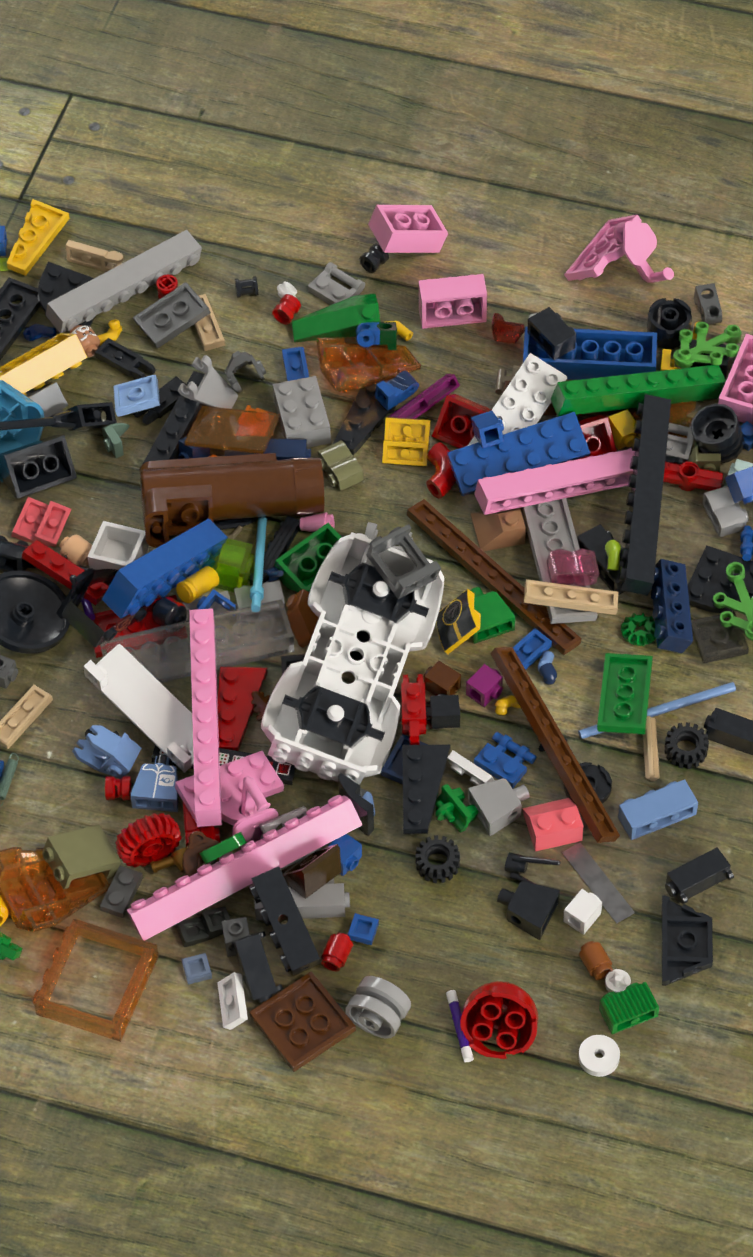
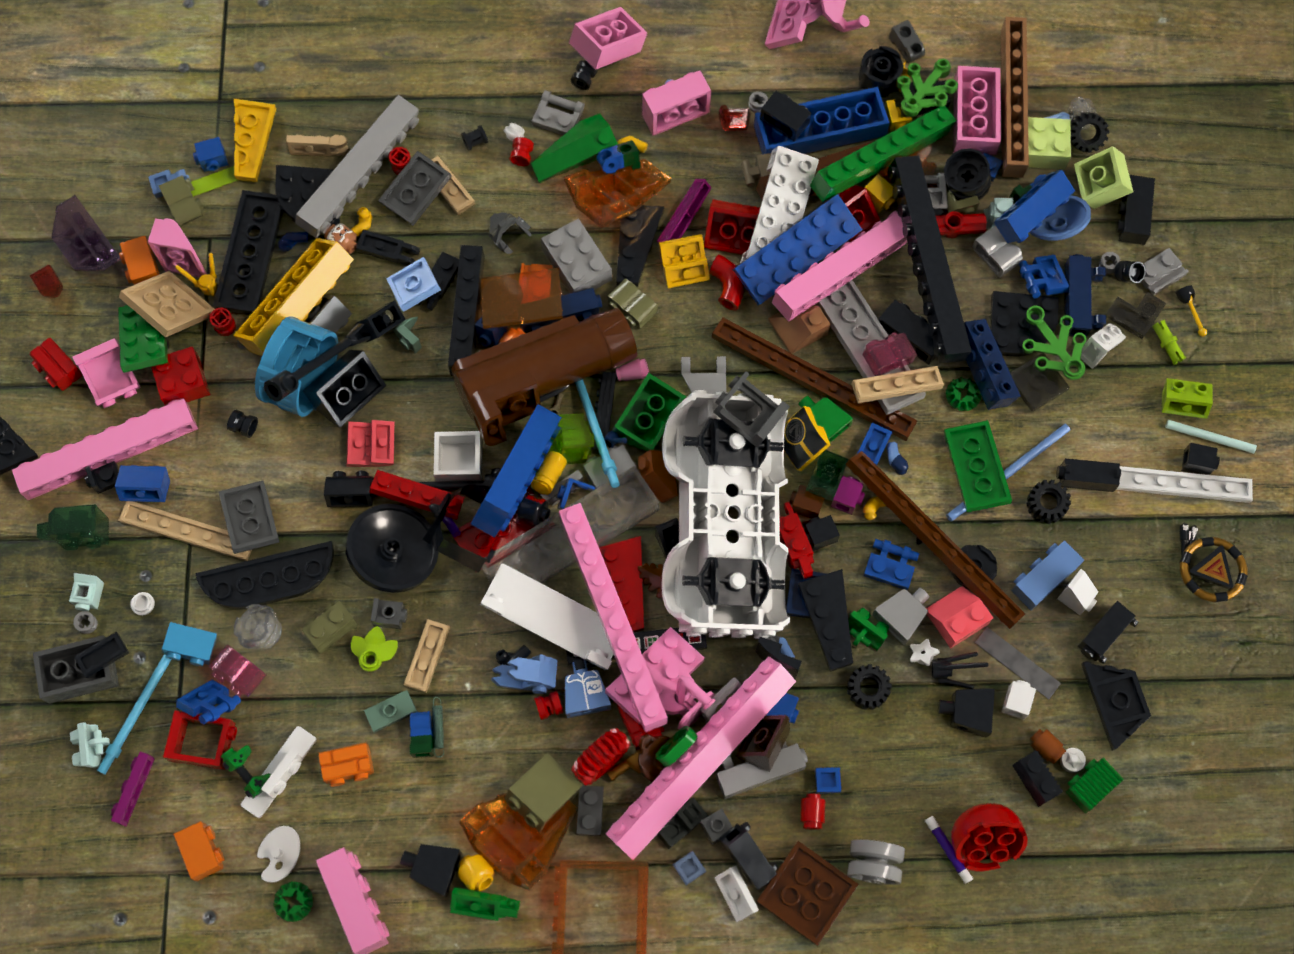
camera: 20 degrees left, 15 degrees up
(75, 549) = (416, 466): light nougat head -> none
(212, 389) = (487, 259): light grey flag -> none
(279, 906) = (768, 811): black brick -> none
(295, 363) = (551, 209): blue plate -> none
(396, 390) = (657, 210): blue leg -> none
(462, 765) = (876, 591): white plate -> none
(467, 658) = (827, 475): none -> clear green piece
(488, 429) = (766, 236): blue brick -> none
(504, 844) = (924, 659): none -> white plate
(573, 985) = (1037, 778): none -> black brick
(599, 1066) = (1093, 837): white piece -> none
(613, 551) = (921, 327): lime arm -> none
(650, 748) = (1019, 518): tan axle -> none
(681, 830) = (1079, 593): none -> white slope

